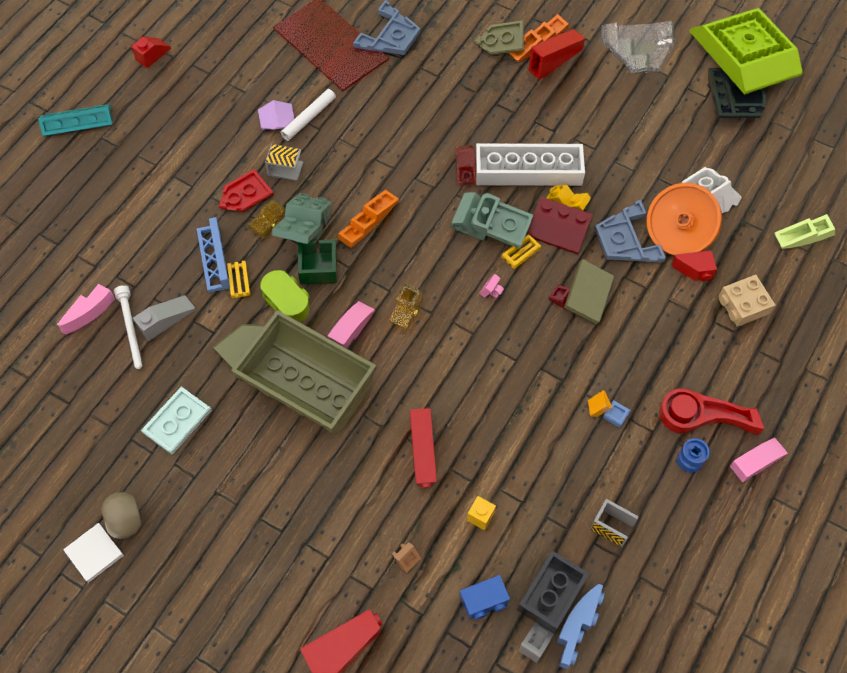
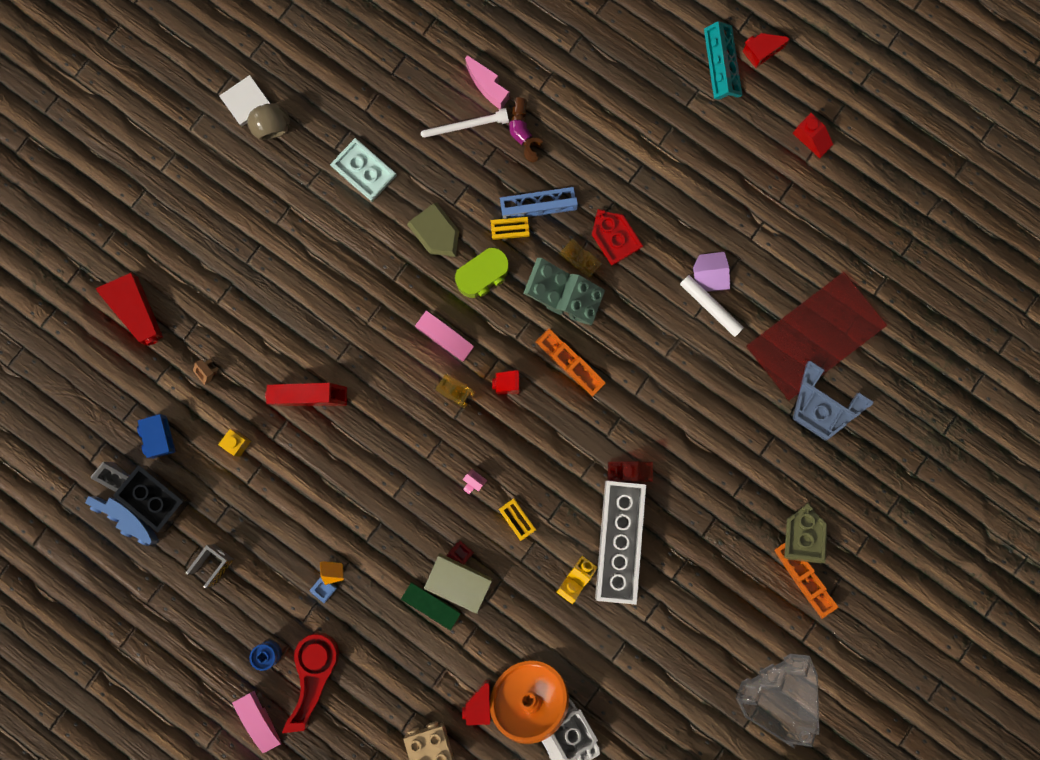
camera: 100 degrees right, 20 degrees up
(66, 89) = (763, 47): none -> red slope
(141, 274) = (519, 130): none -> reddish brown piece
(162, 316) = (472, 155): light grey slope -> none
(283, 162) = (645, 276): piece -> none
(306, 372) = (382, 284): olive container -> none
(317, 267) = (514, 307): dark green piece -> none
(393, 261) = (506, 382): none -> red slope
(491, 218) = (550, 491): sand green piece -> none
(554, 52) = (780, 597): red slope -> none
(559, 225) = (541, 564): dark red slope -> none
(614, 316) = (430, 606): none -> dark green tile
(620, 240) = (523, 627): sand blue wing -> none

